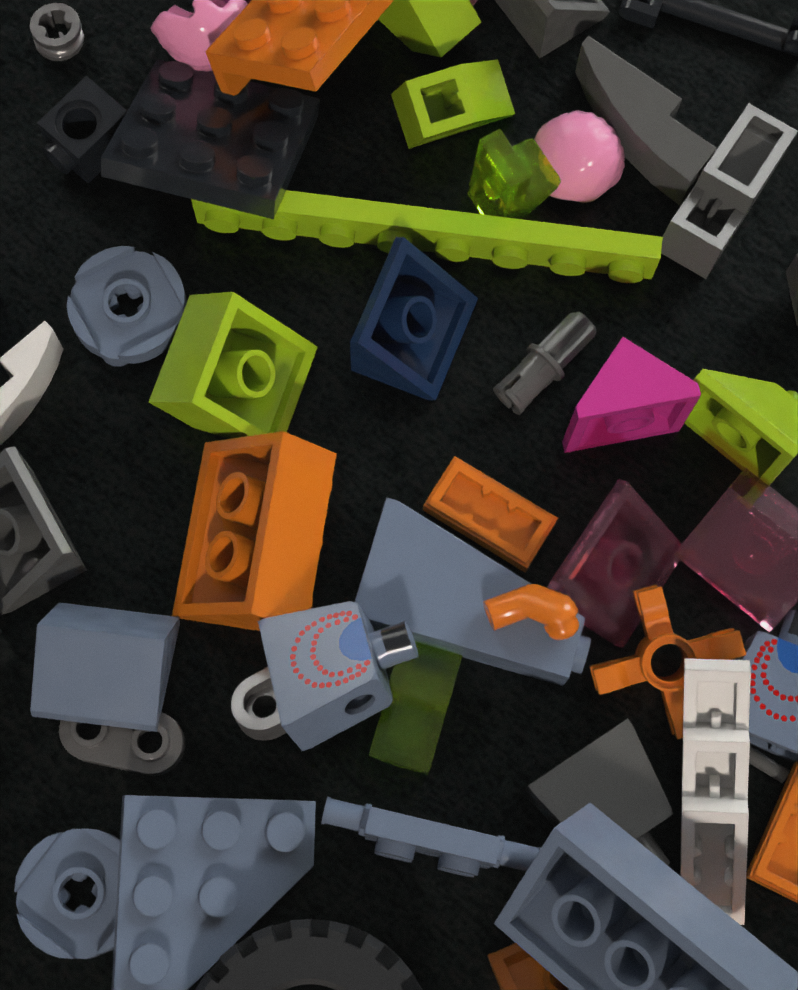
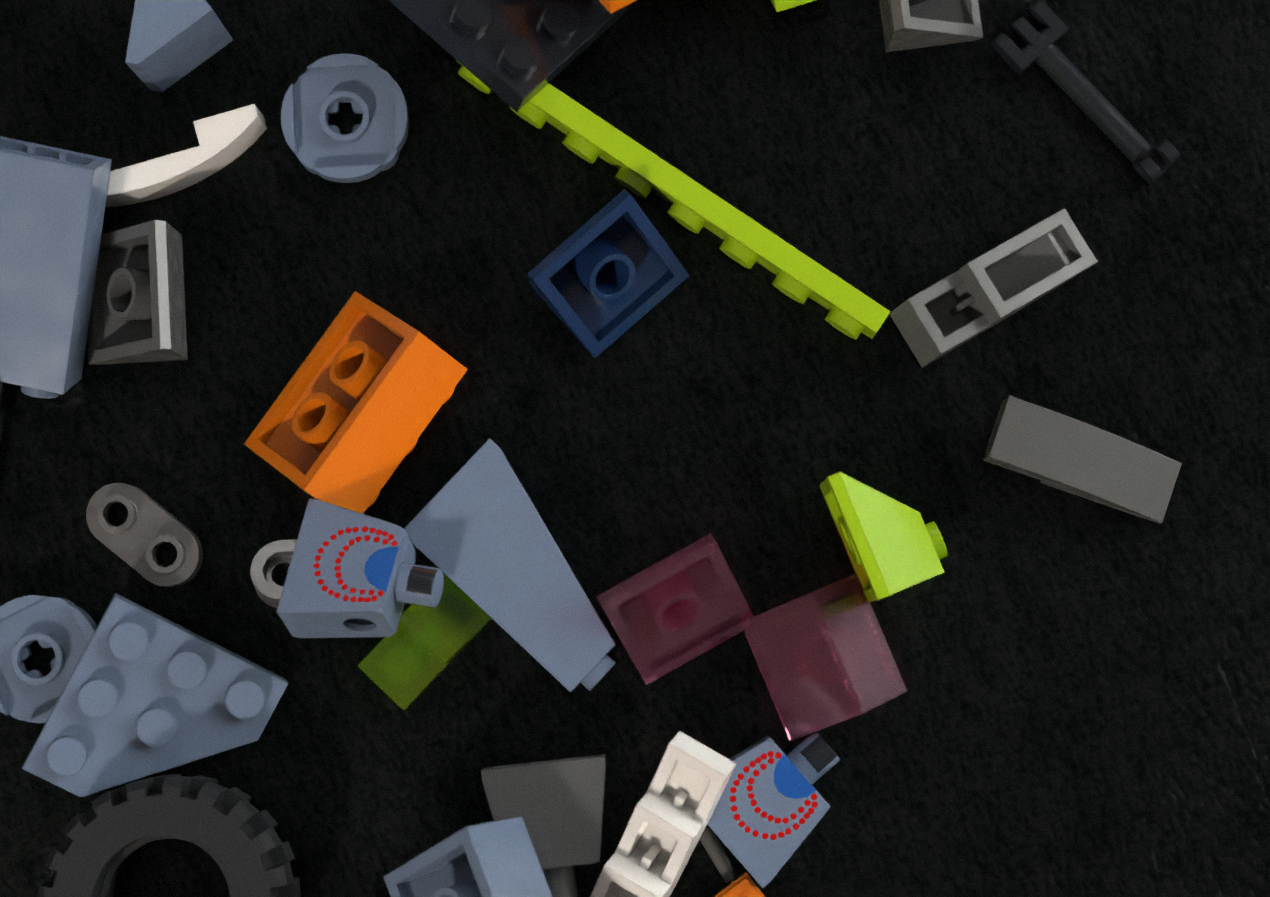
camera: 35 degrees right, 10 degrees up
(102, 666) = (156, 461): sand blue slope -> none
(232, 368) = (413, 238): lime slope -> none
(402, 835) = (345, 758): sand blue plate -> none
(452, 101) = (766, 66): lime slope -> none
(489, 514) = (586, 497): orange plate -> none
(510, 178) = (779, 178): clear neon green slope -> none
(537, 603) = (572, 611): orange arm -> none
(545, 362) = (719, 374): dark grey axle -> none
(583, 154) = (860, 181): bright pink hair -> none
(631, 400) = (765, 456): dark pink slope -> none
(644, 120) = (945, 176): dark grey slope -> none
(658, 631) = (625, 709): orange pin -> none

